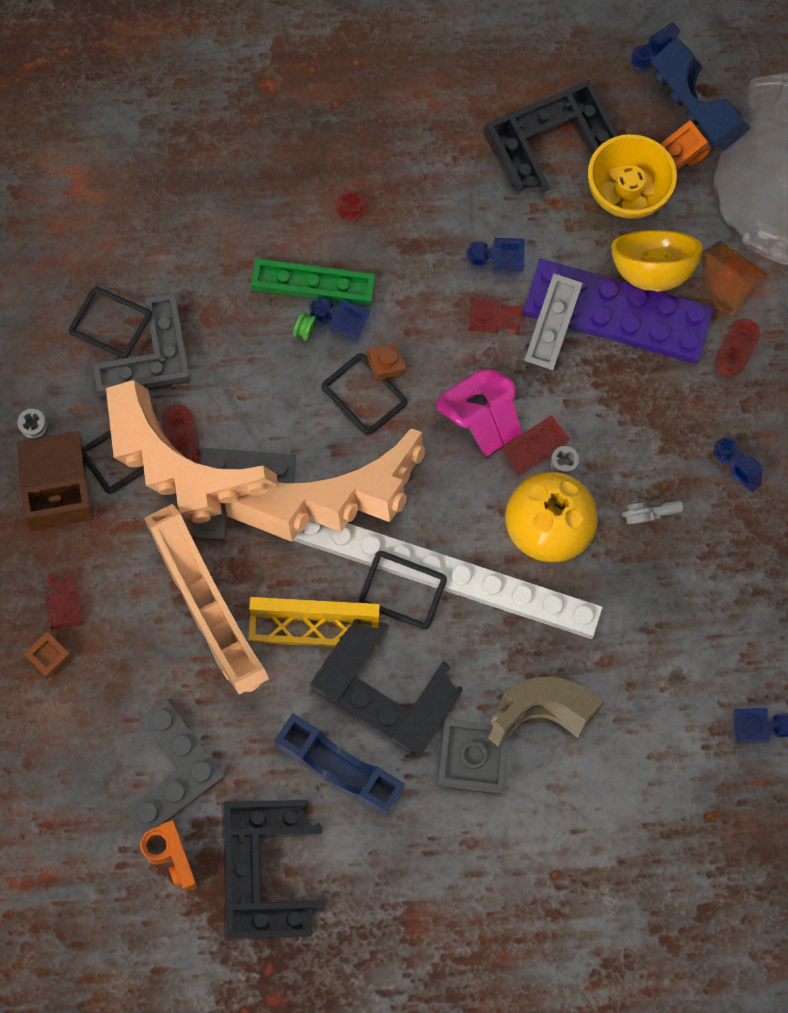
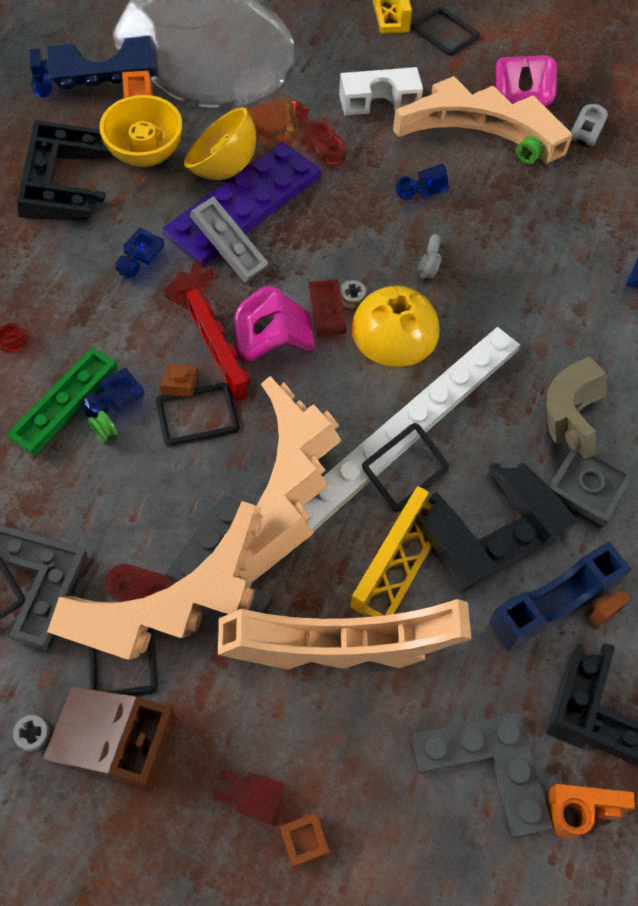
camera: 60 degrees left, 10 degrees down
(353, 813) = (607, 607): none -> dark orange plate
(431, 381) = (222, 353): none -> red plate
(763, 300) = (300, 110): none -> clear red plate

